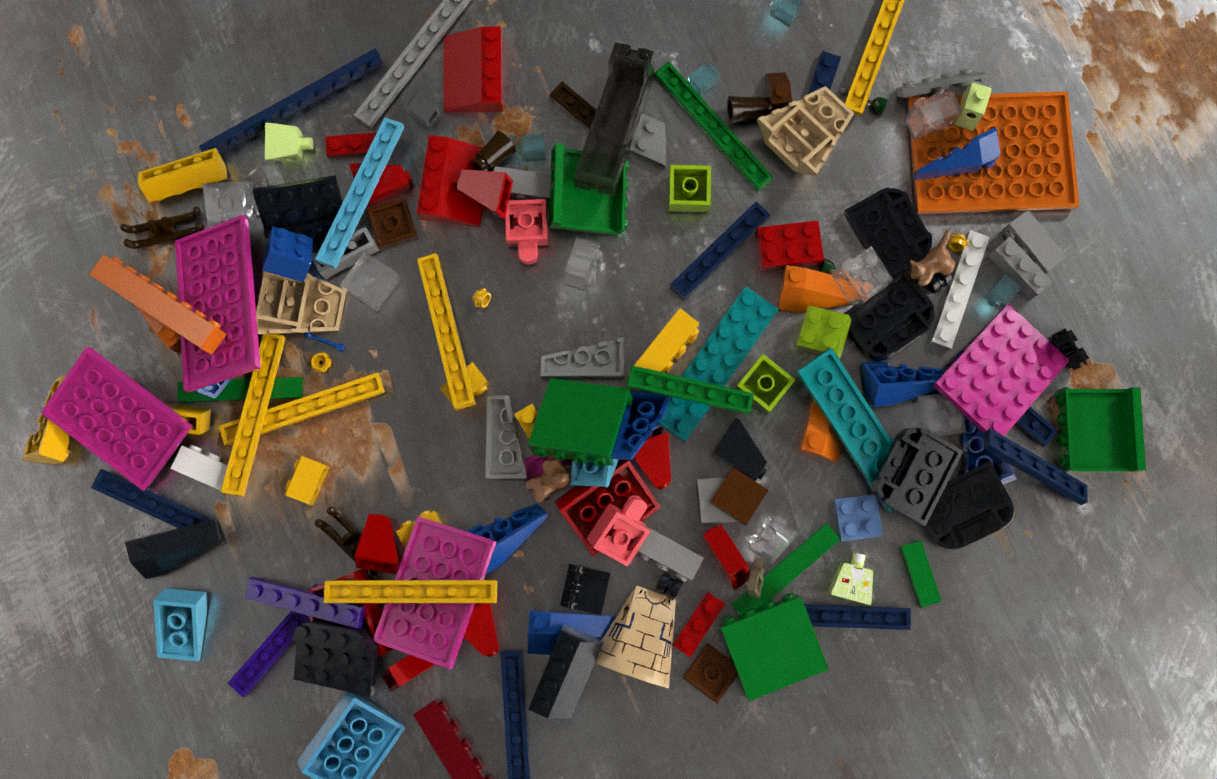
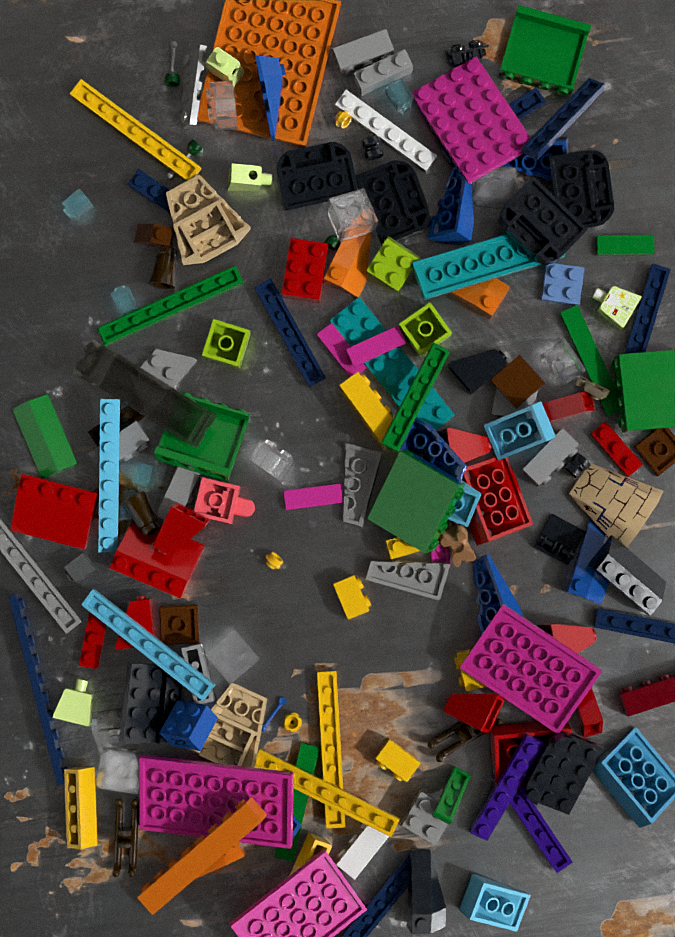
camera: 75 degrees left, 5 degrees up
(254, 528) = (420, 819): none -> light grey brick
(281, 546) = (451, 795): none -> green tile
(411, 591) = (527, 689): yellow plate -> none
(446, 332) = (298, 600): yellow plate -> none
(524, 108) = (109, 474): none -> medium azure plate
(546, 43) = (44, 436): none -> green slope
(554, 115) = (130, 440): none -> light grey brick
(558, 320) = (313, 496): none -> dark pink tile
(620, 531) = (520, 493): coral brick -> none
(687, 512) = (519, 431): none -> medium azure slope
(718, 306) = (337, 346): none -> dark pink tile
(732, 338) = (376, 346): none -> dark pink tile
(866, 161) = (240, 180): none -> yellowish green torso
(936, 261) = (357, 145): medium nougat animal -> none
(943, 63) = (172, 78): none -> hinge

